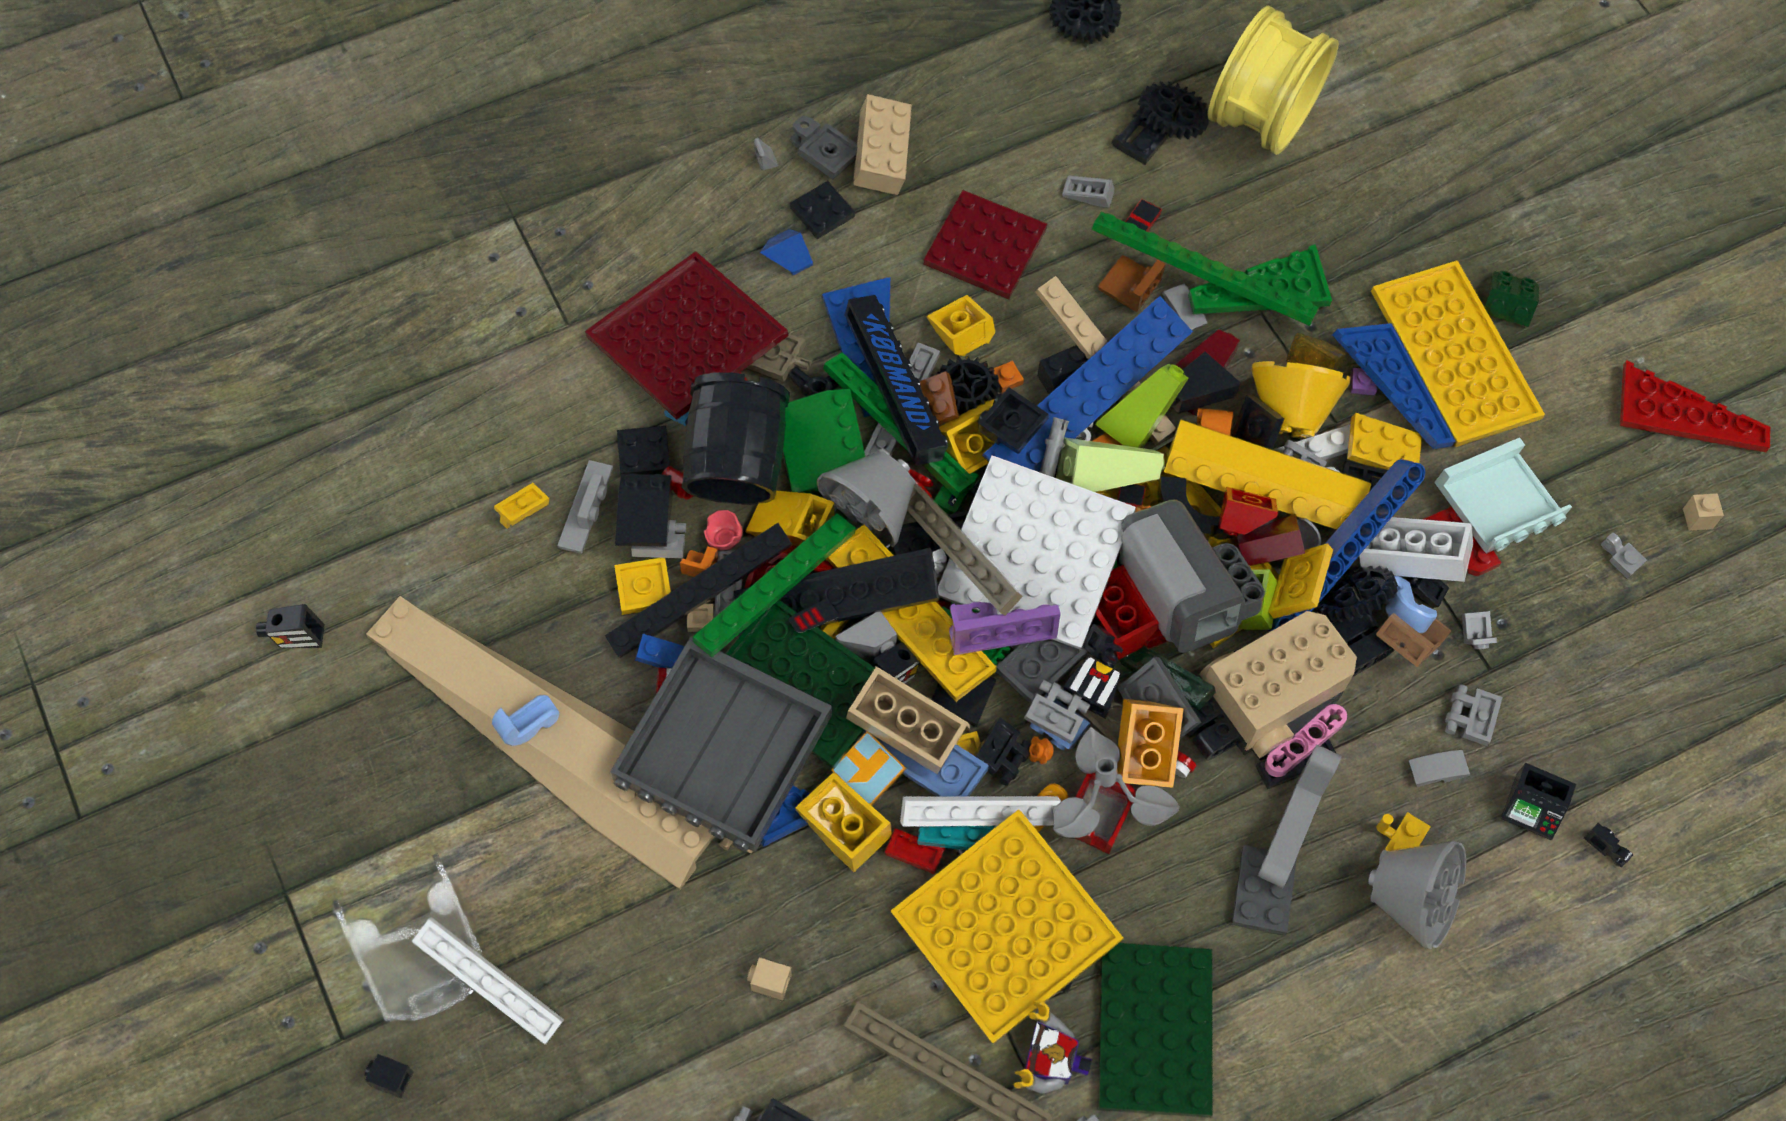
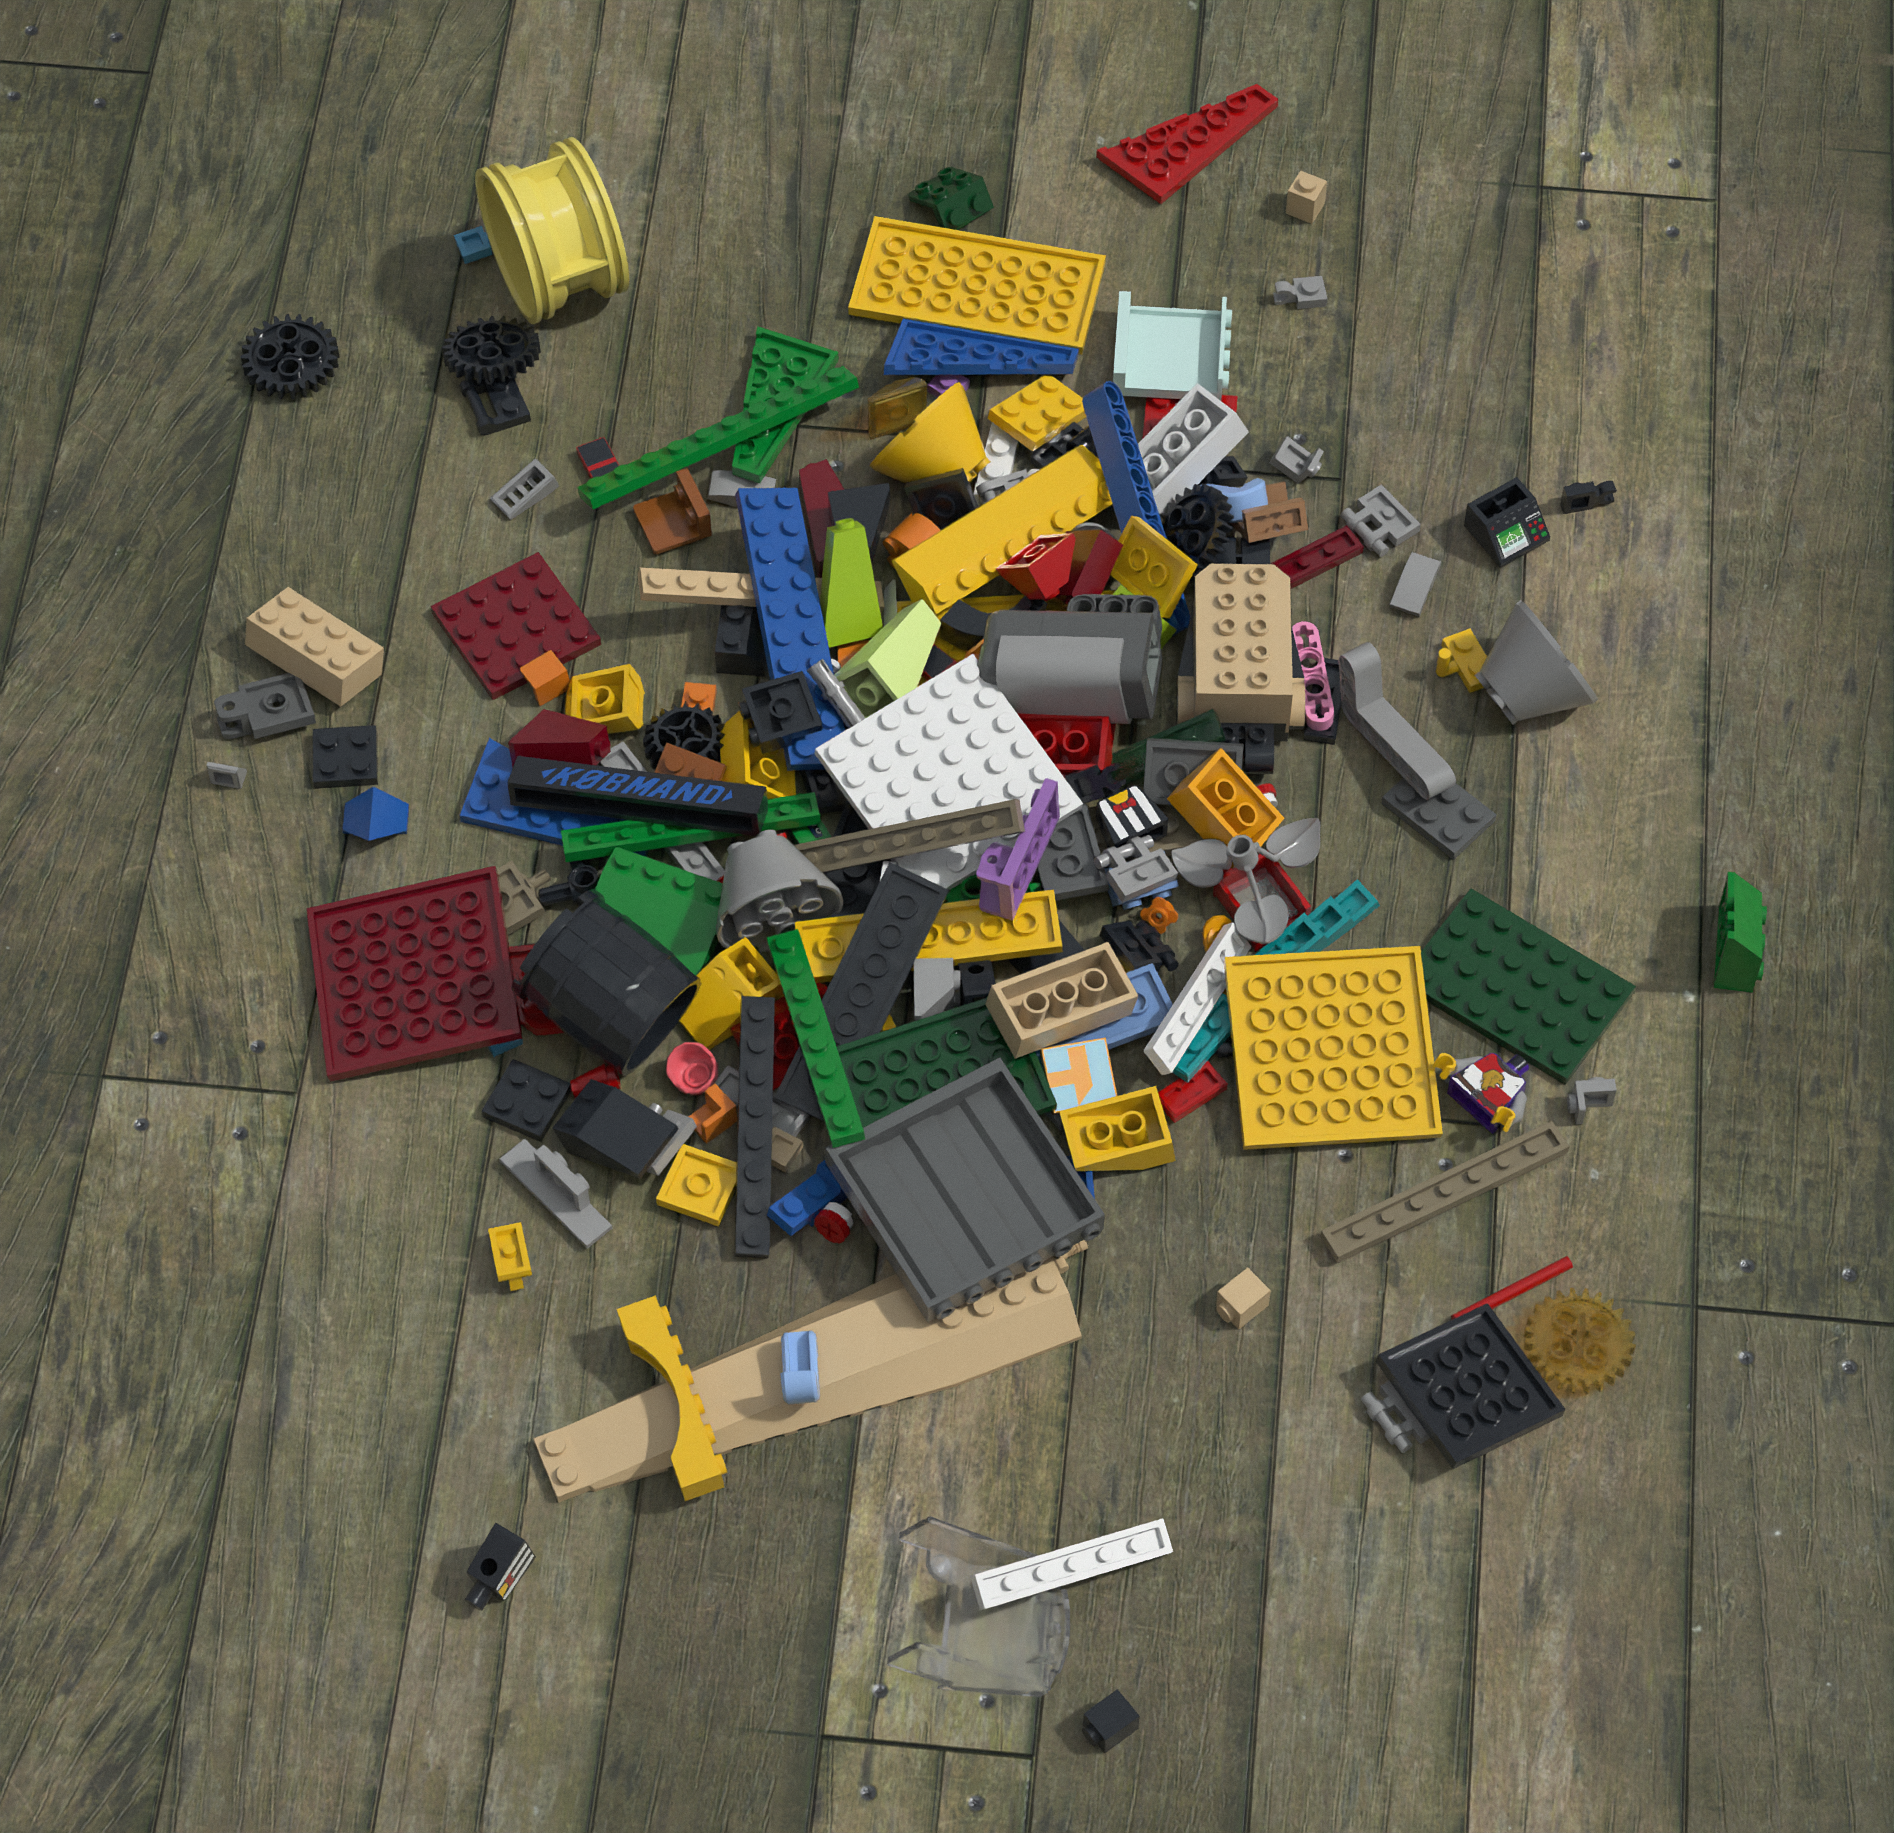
camera: 55 degrees left, 5 degrees down
(428, 694) = (693, 1457): none -> yellow arch
(814, 616) = (875, 1025): black sticker -> none
(909, 314) = (561, 739): none -> dark red slope
(955, 280) = (546, 677): none -> orange panel
(1105, 863) = (1325, 923): none -> teal slope
(1410, 690) = (1320, 556): none -> dark red tile

